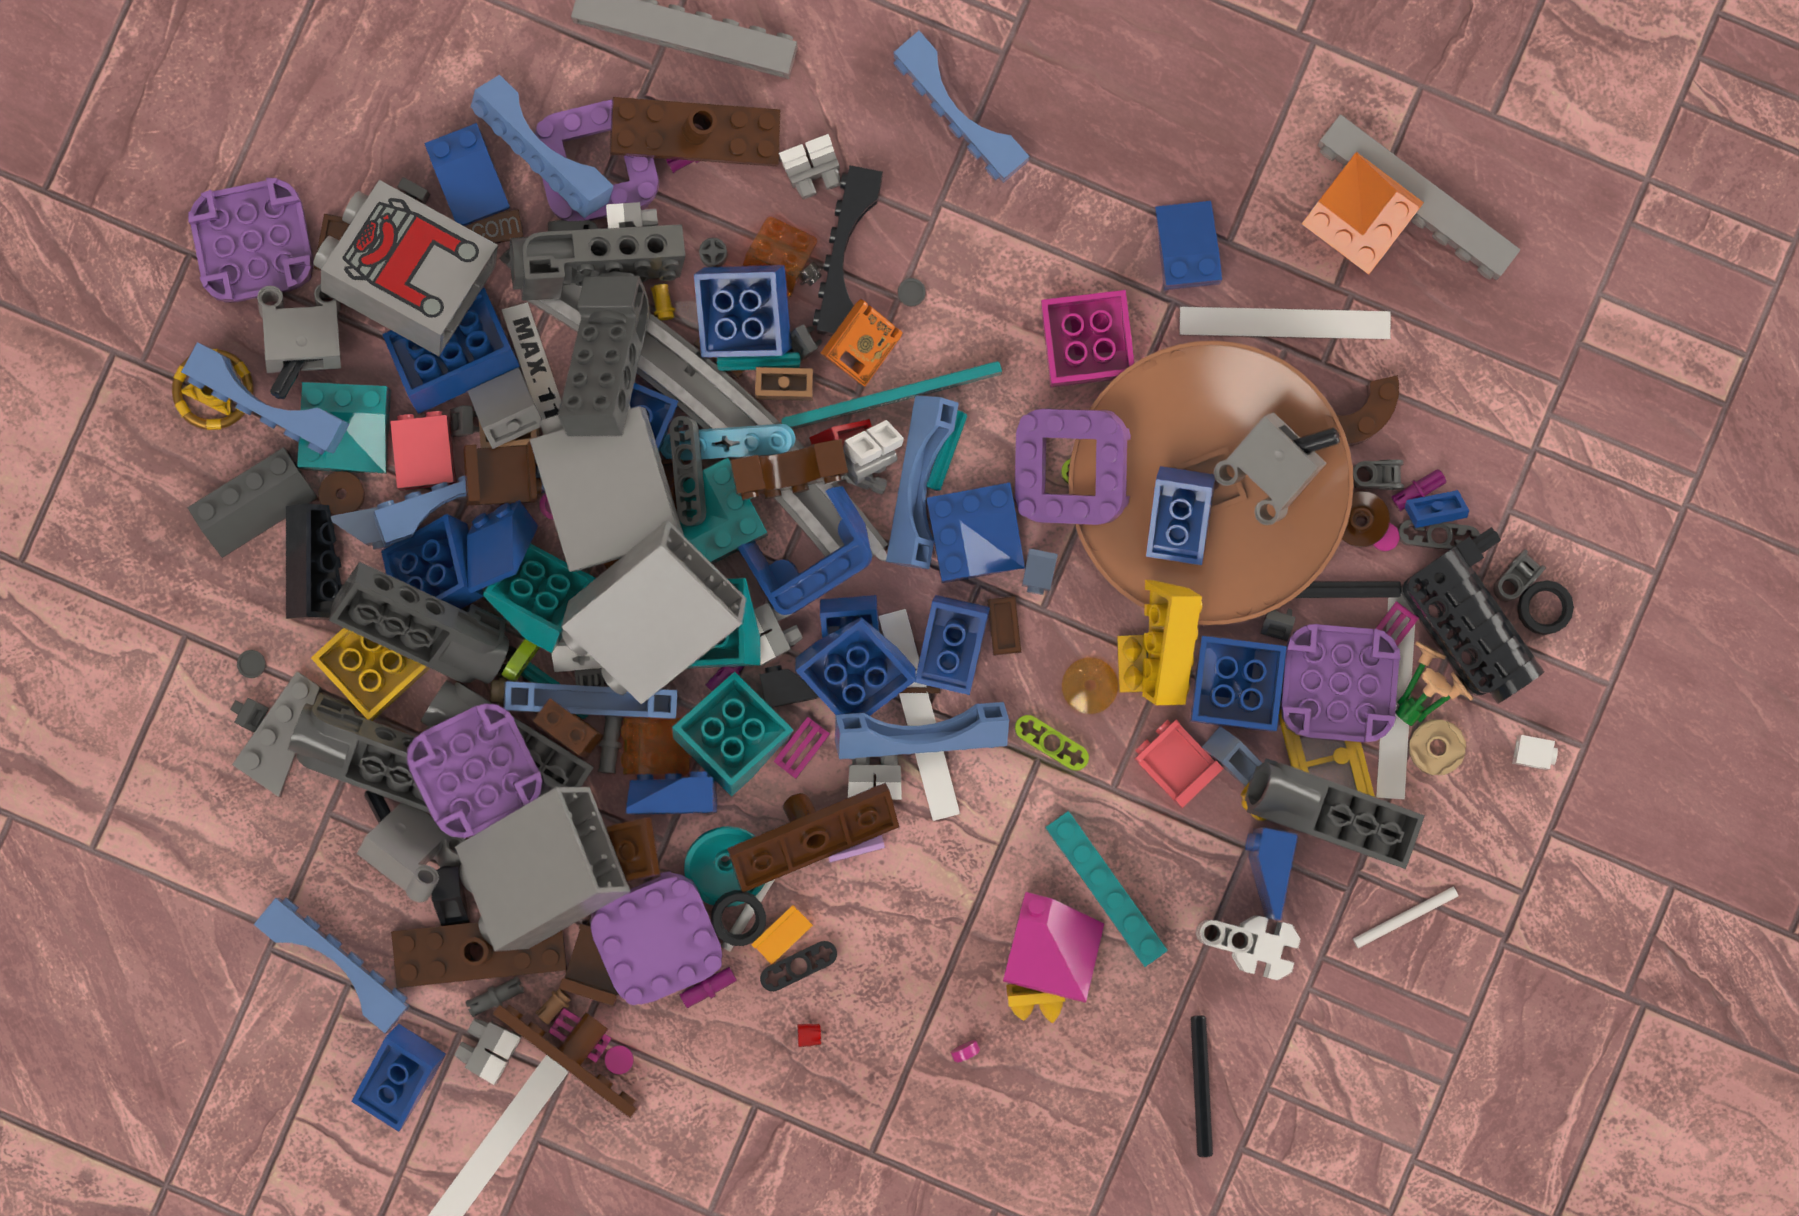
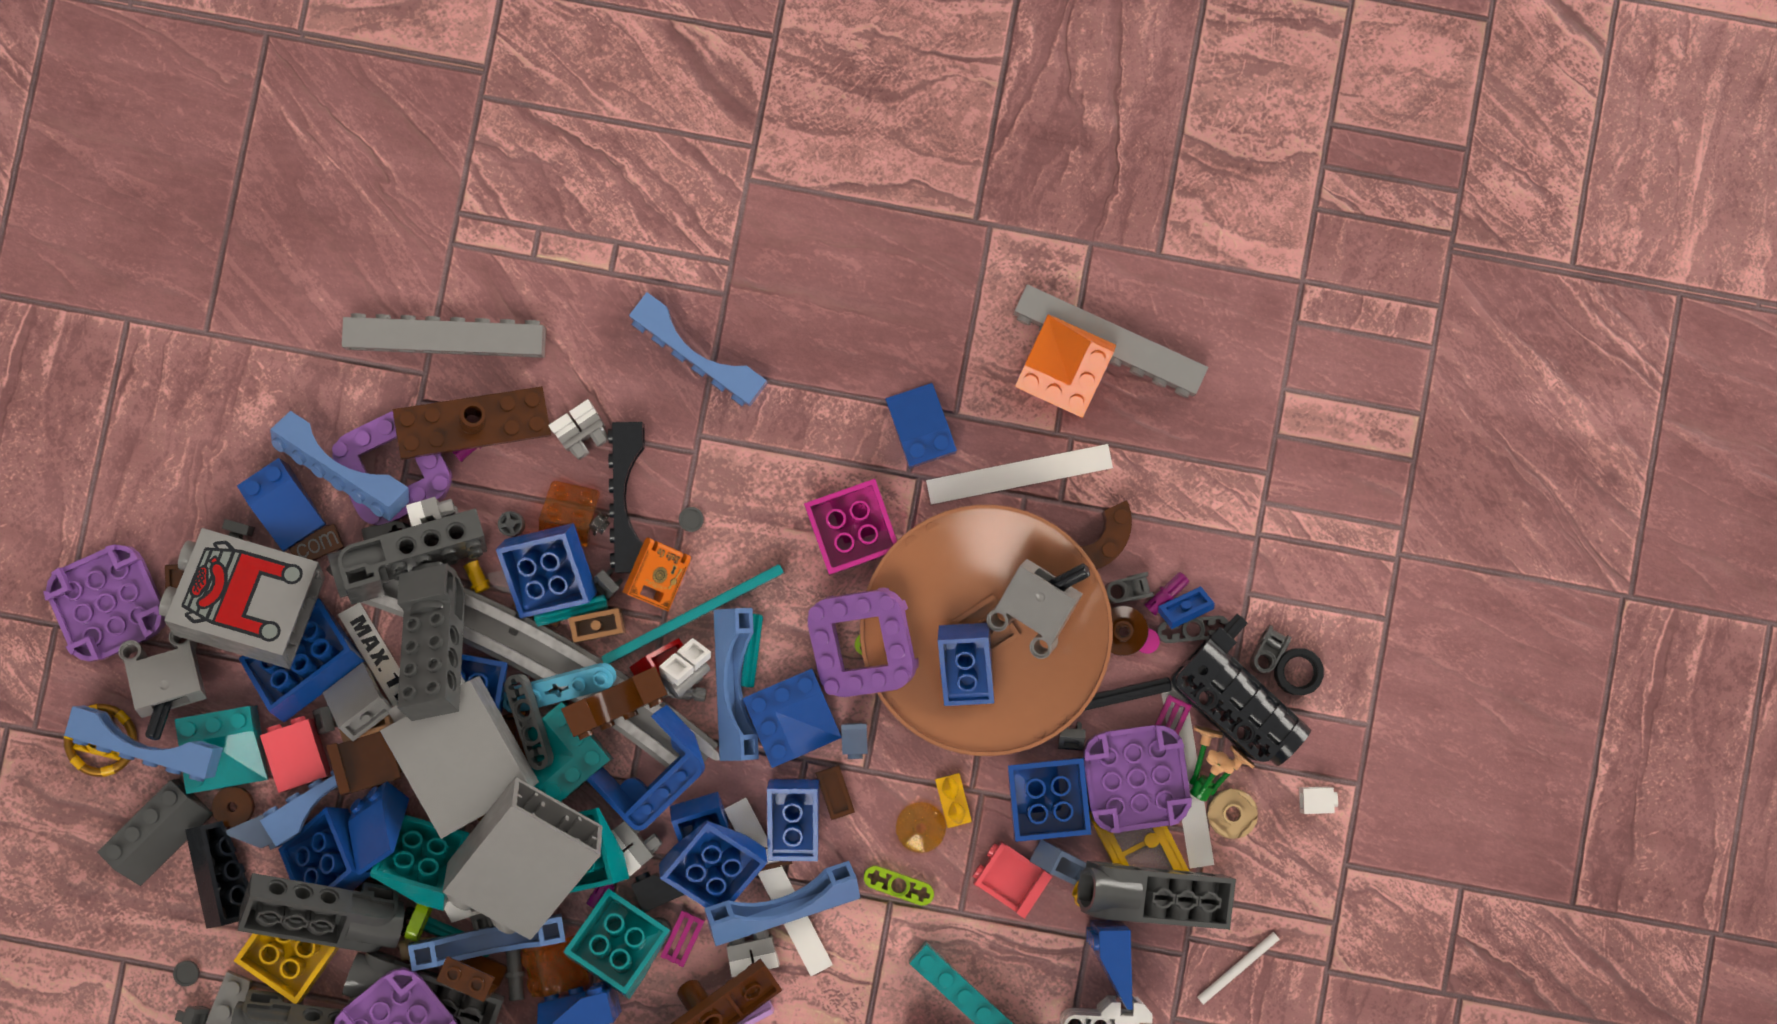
camera: 20 degrees left, 0 degrees up
(1170, 642) = (981, 777): yellow wedge -> none

